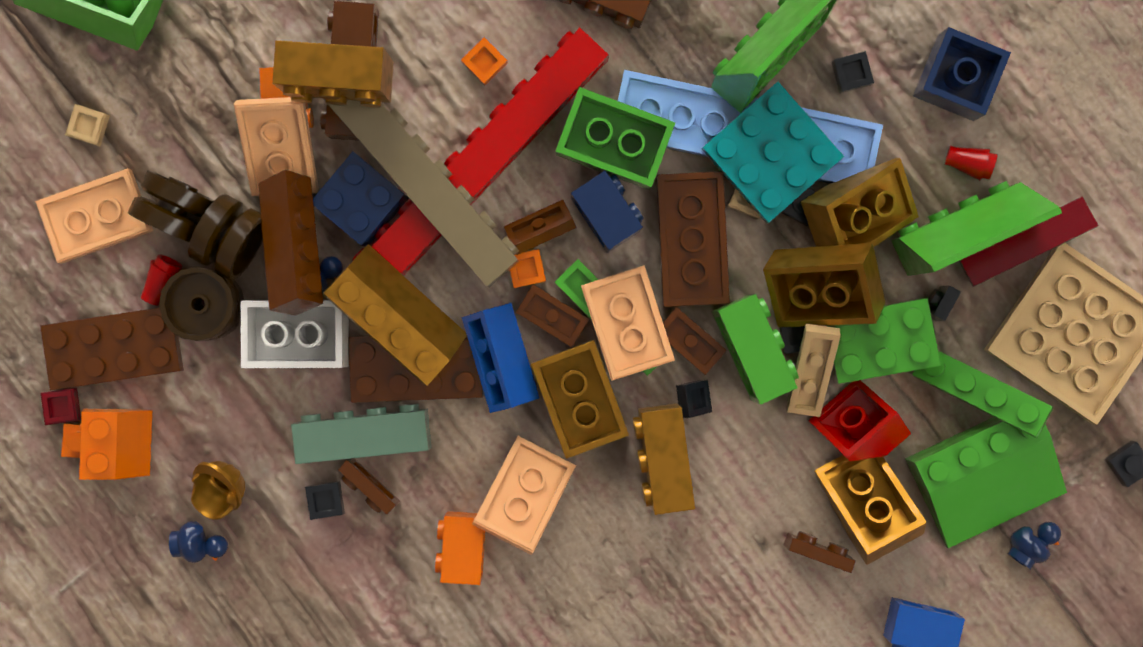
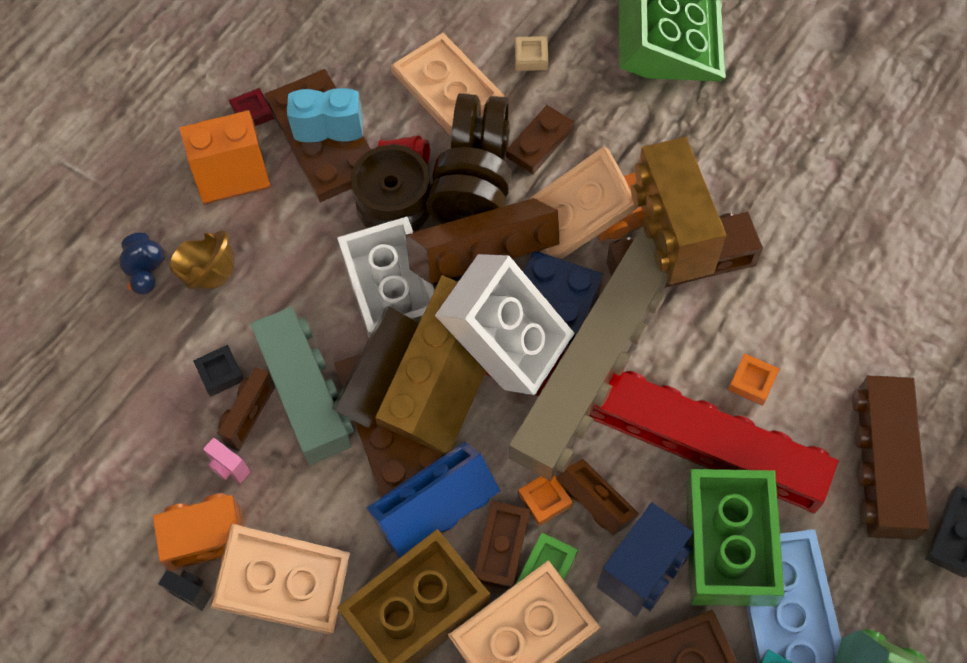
camera: 70 degrees right, 25 degrees down
(103, 348) = (325, 115): none -> medium azure brick
(186, 151) = (540, 139): none -> reddish brown plate
(375, 369) = (376, 367): none -> dark brown tile
(384, 254) = (505, 323): none -> white brick
(410, 515) = (225, 462): none -> bright pink plate
(504, 569) = (186, 588): none -> black plate

